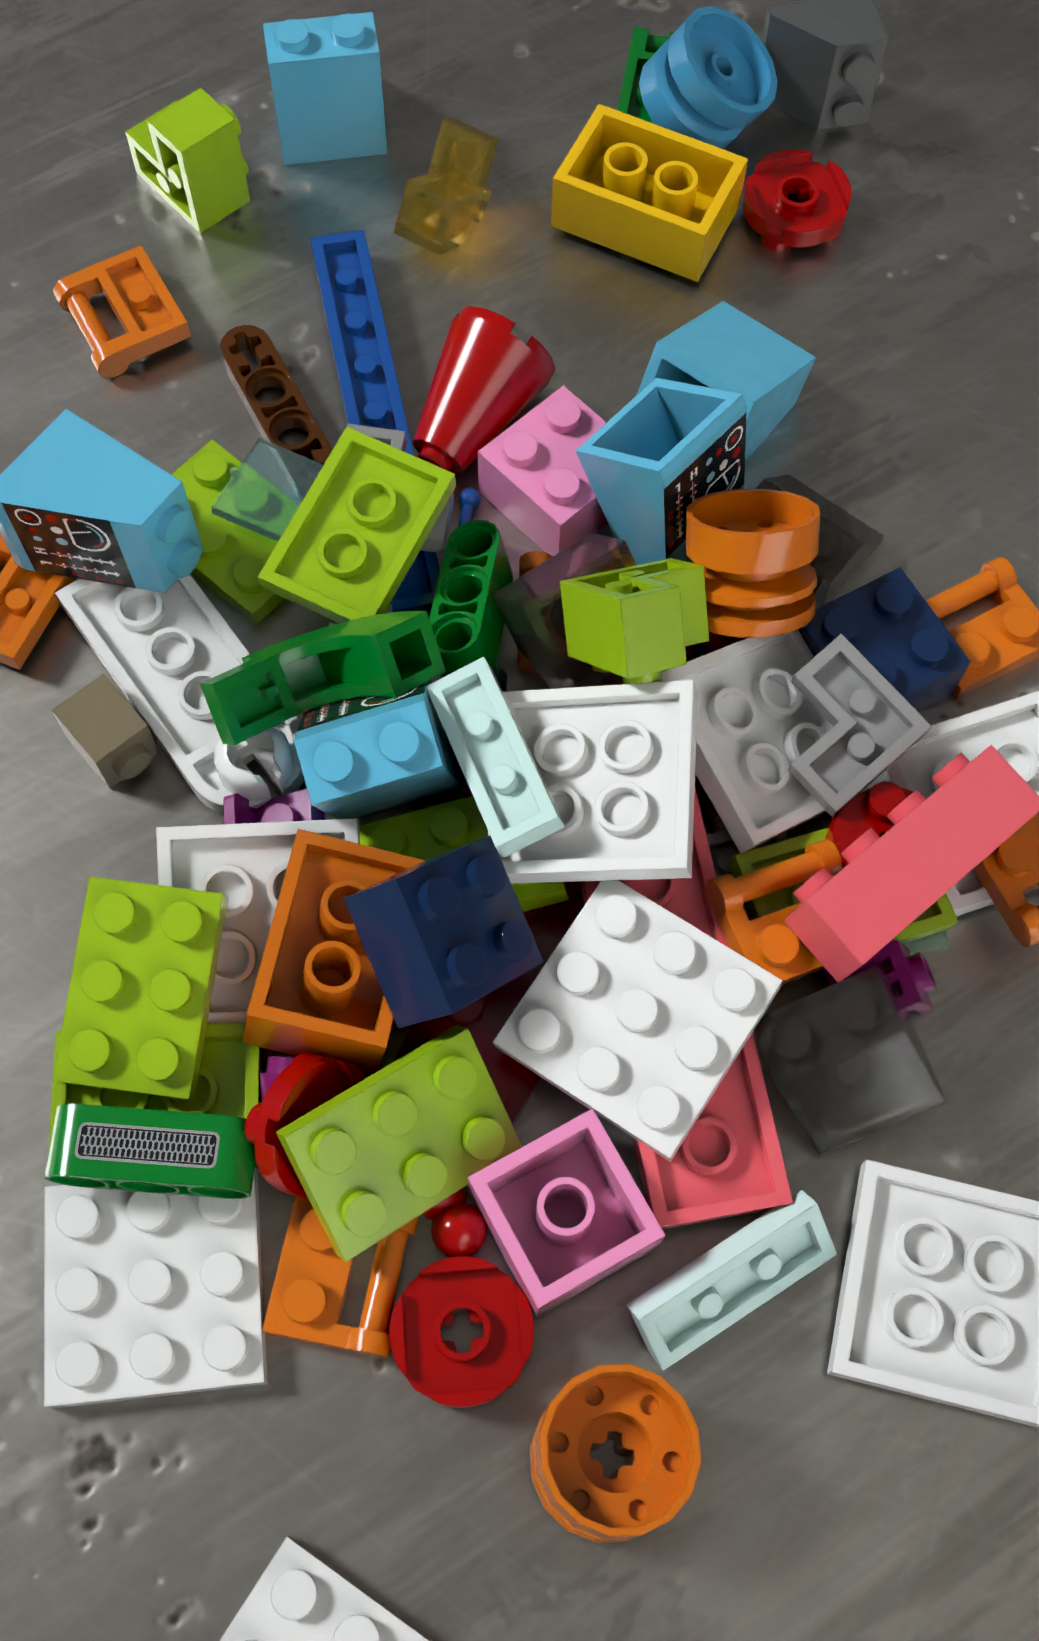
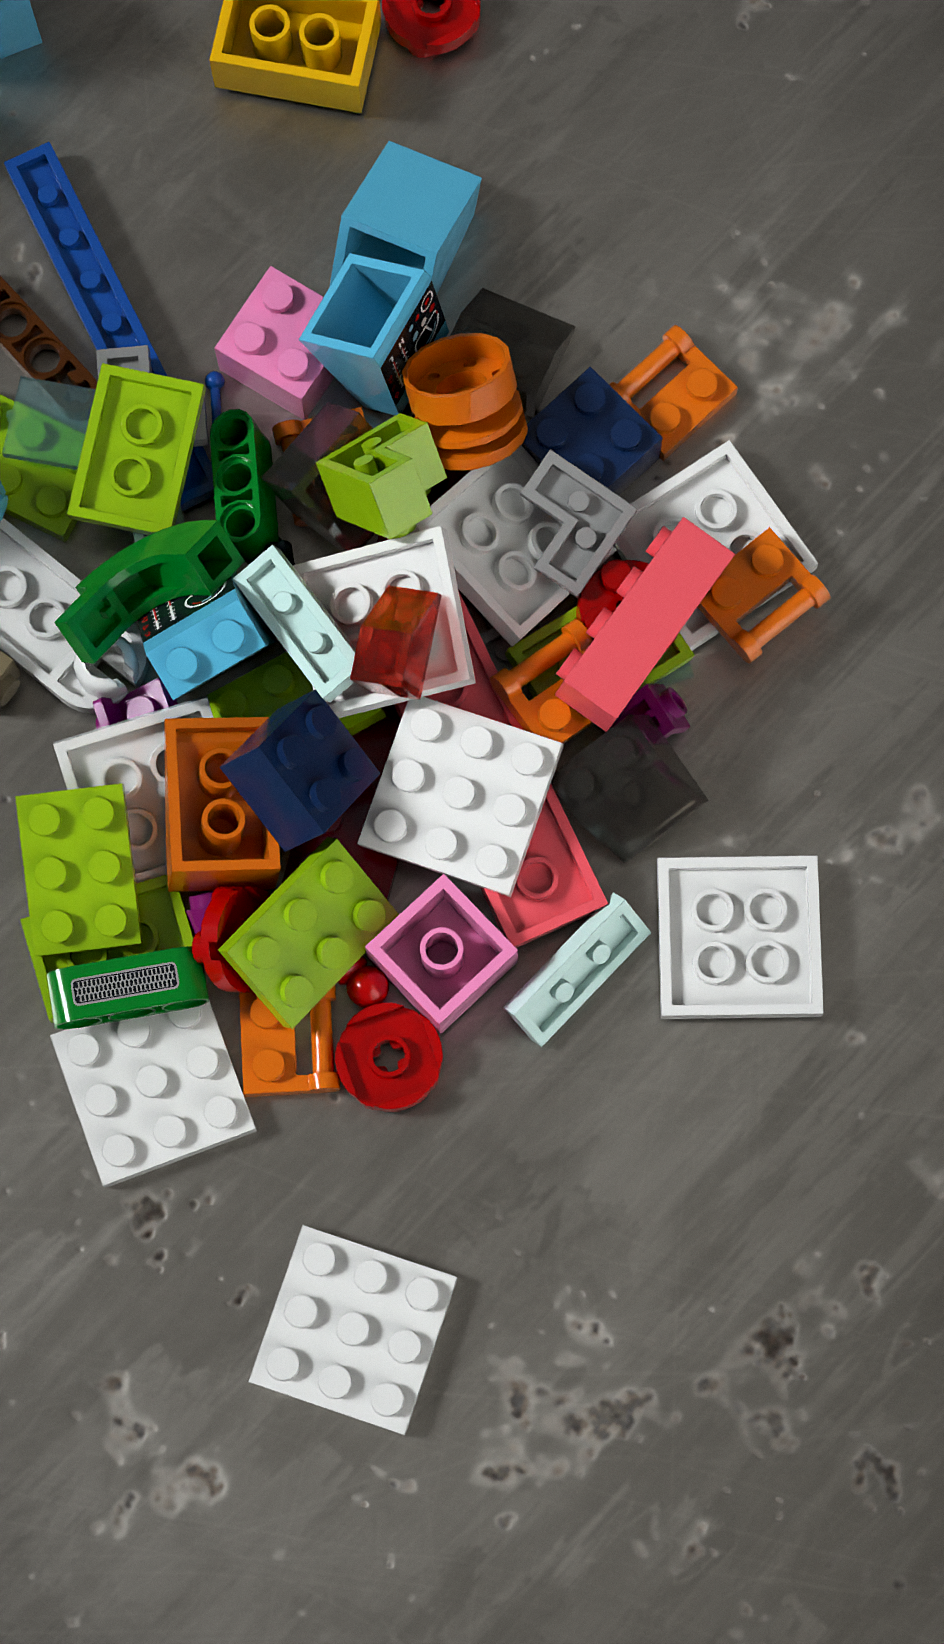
camera: 10 degrees left, 10 degrees up
(451, 199) = (118, 84): clear yellow brick -> none
(478, 387) = (195, 285): red cone -> none
(604, 804) = (396, 643): none -> clear red slope
(648, 1428) = (540, 1089): orange wheel -> none

